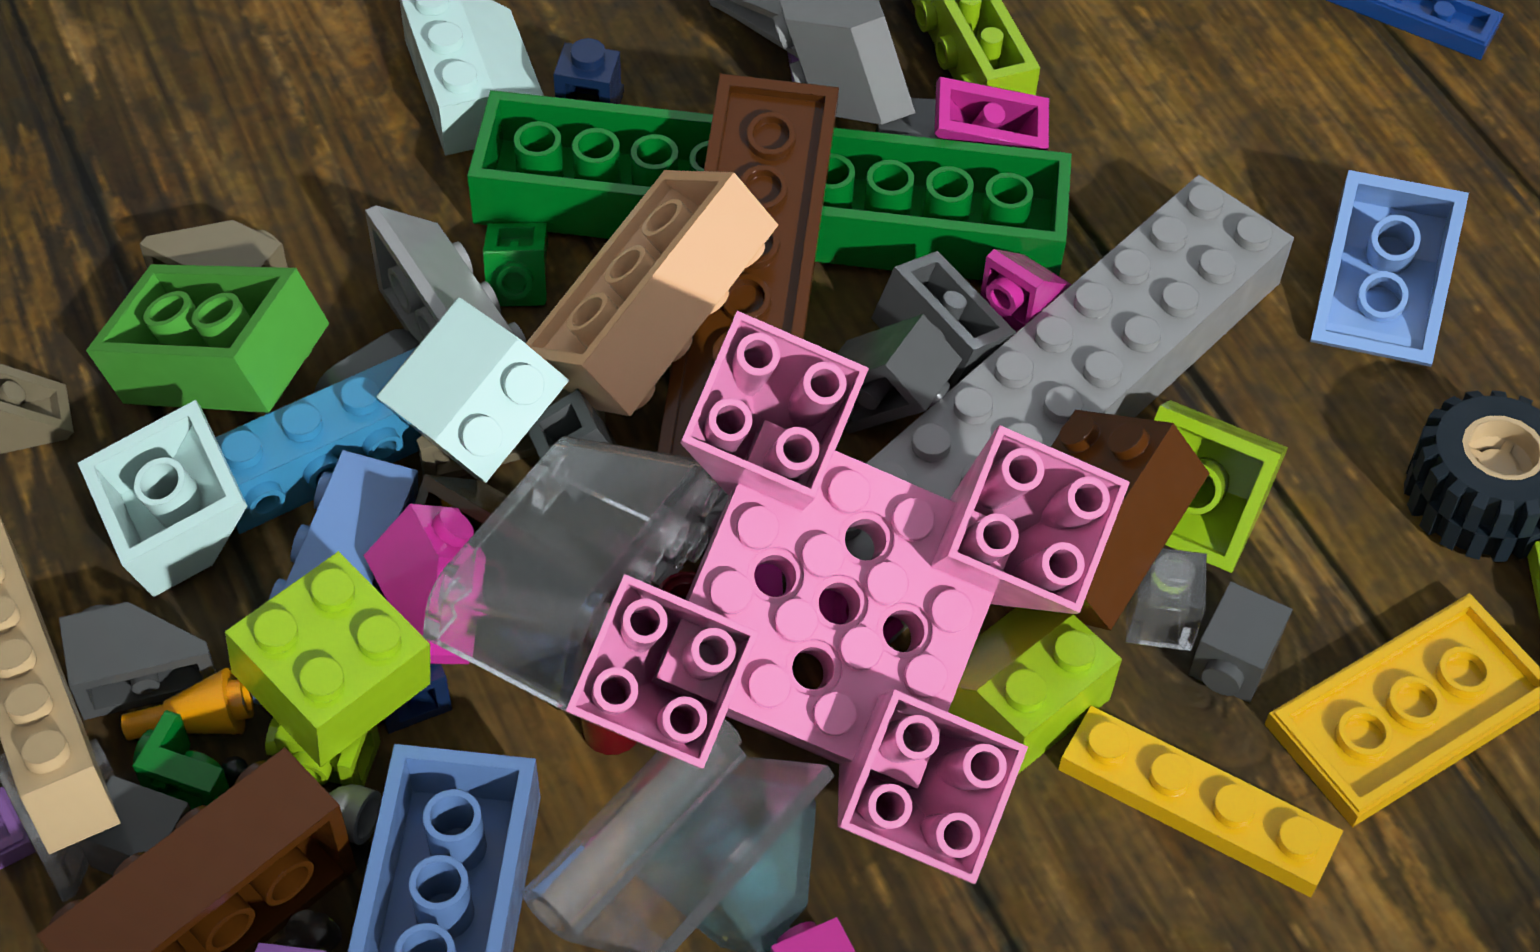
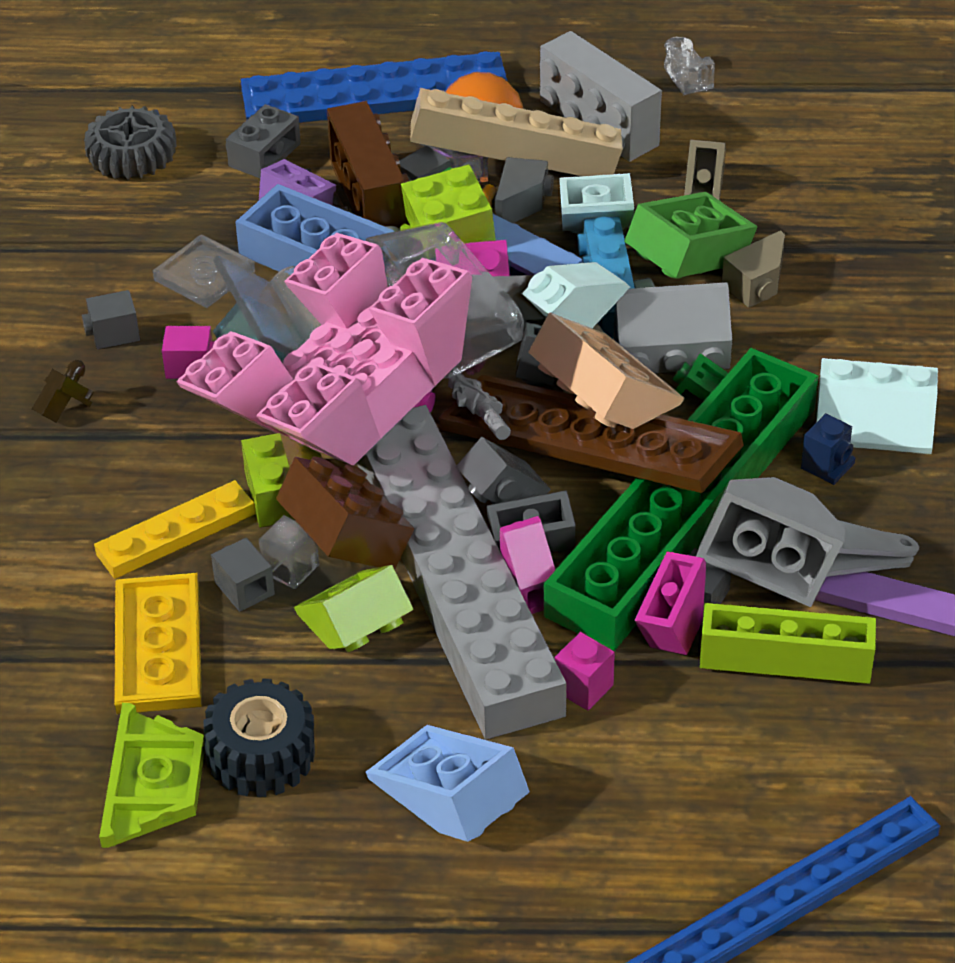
camera: 120 degrees right, 10 degrees down
(1134, 191) = (586, 669): none -> dark pink brick

